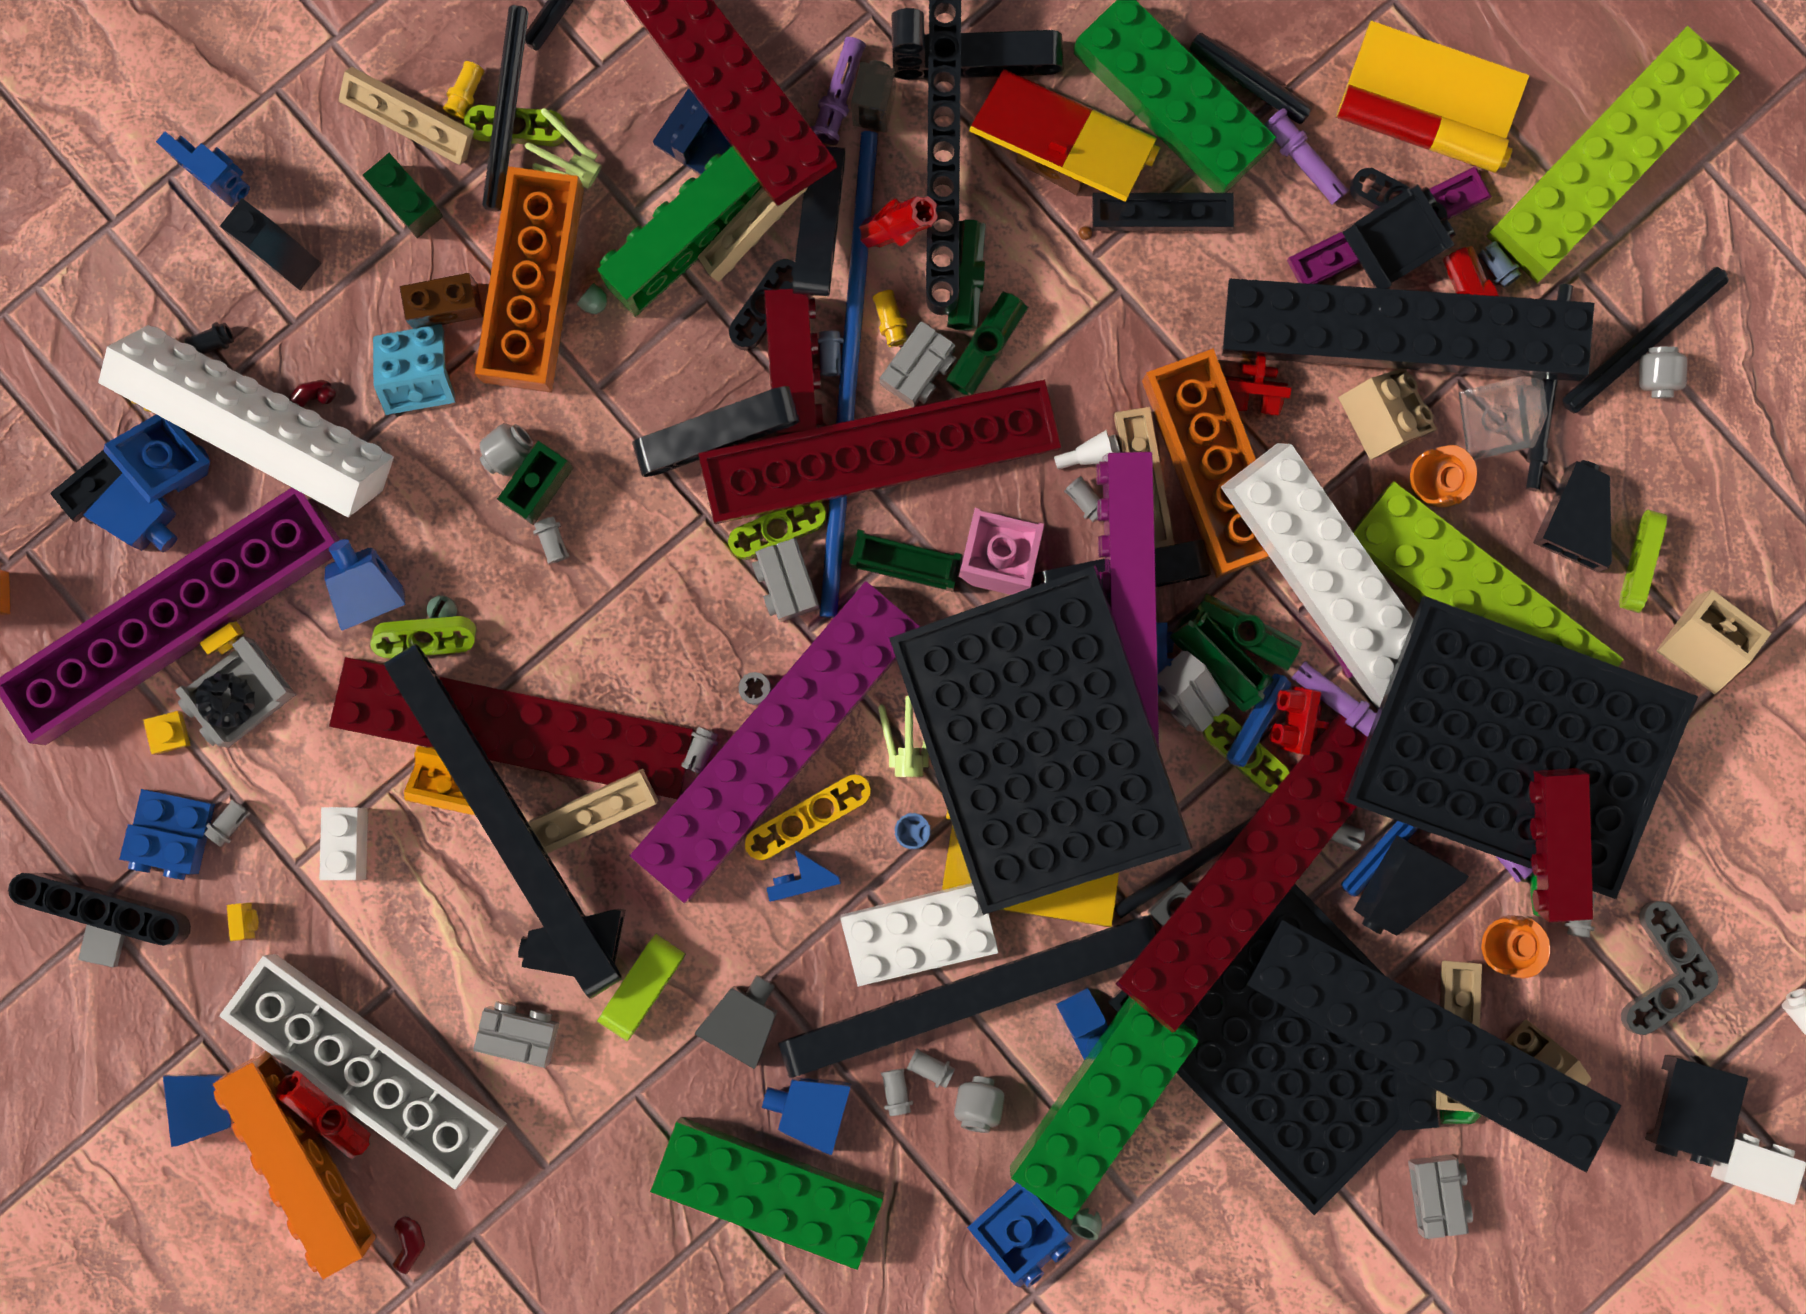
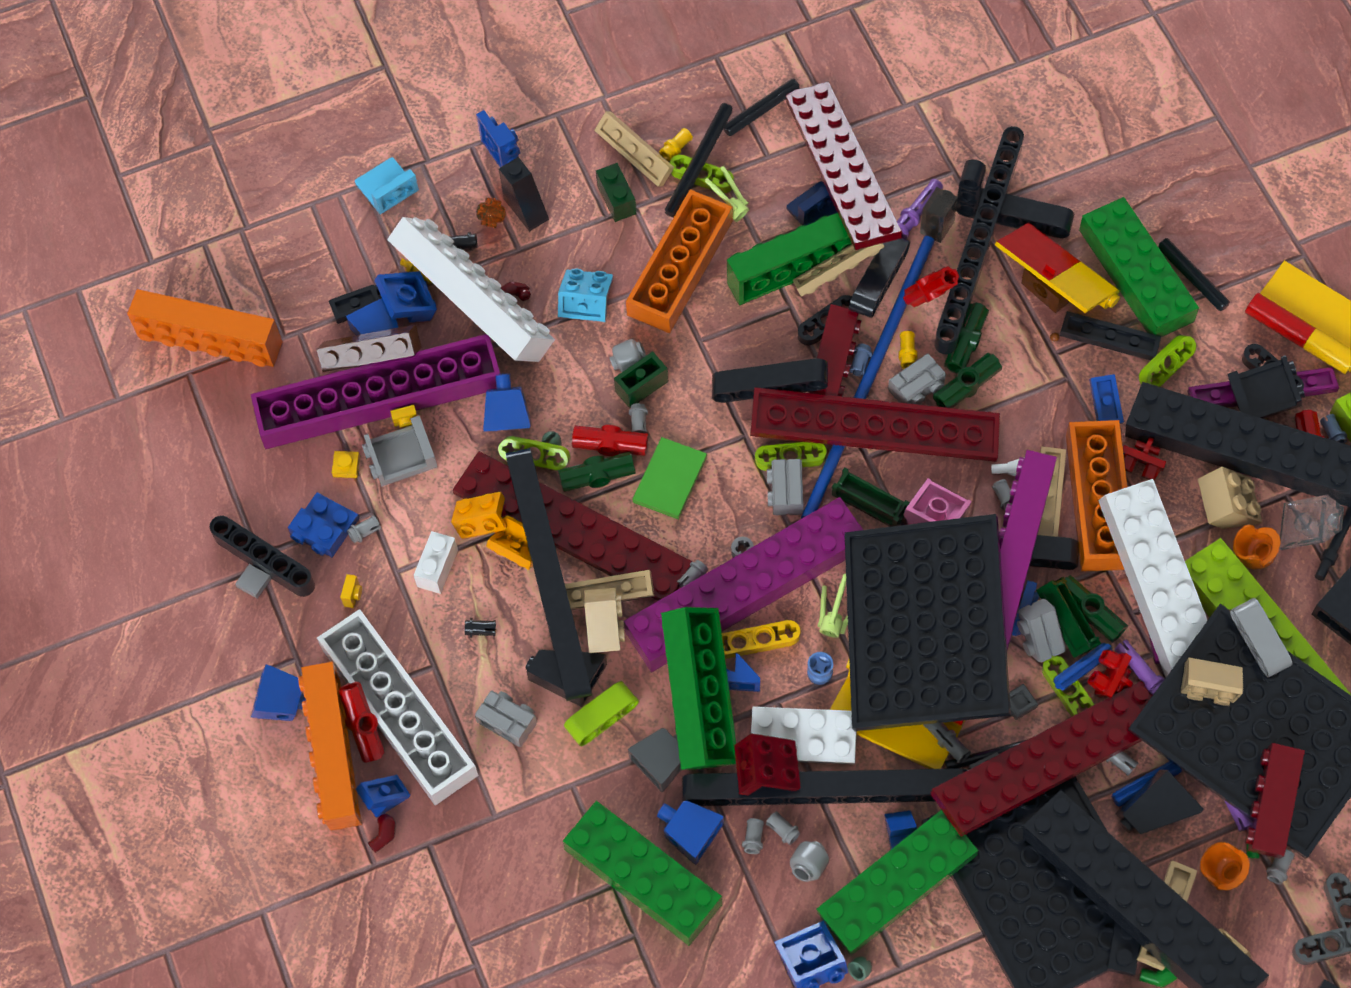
camera: 20 degrees right, 20 degrees down
(67, 282) = (387, 185): none -> medium azure bracket
(134, 559) = (369, 348): none -> brick
(211, 707) = (382, 452): black gear -> none
(234, 283) = (491, 212): none -> clear orange gear
(378, 757) = (479, 515): none -> light orange bracket
(388, 1195) = (382, 794): none -> blue slope
(437, 916) = (480, 627): none -> black pin
(441, 301) = (618, 258): reddish brown brick -> none
(519, 638) = (596, 471): none -> dark green piece
(521, 585) = (609, 440): none -> red piece
(593, 300) = (715, 286): sand green hinge -> none
(601, 866) = (602, 621): none -> tan brick
(622, 613) = (669, 478): none -> bright green tile
(764, 929) = (699, 687): none -> green brick
(886, 1001) = (766, 763): none -> dark red bracket
(1120, 888) = (948, 739): none -> dark grey pin
(1184, 316) = (1106, 398): none -> blue hinge
(1189, 790) = (1021, 702): none -> dark grey tile
(1240, 249) = (1177, 360): none -> lime beam
(1294, 144) = (1212, 320): medium lavender pin -> none
(1446, 715) = (1212, 681): none -> tan slope
(1494, 632) = (1261, 637): none -> light grey beam

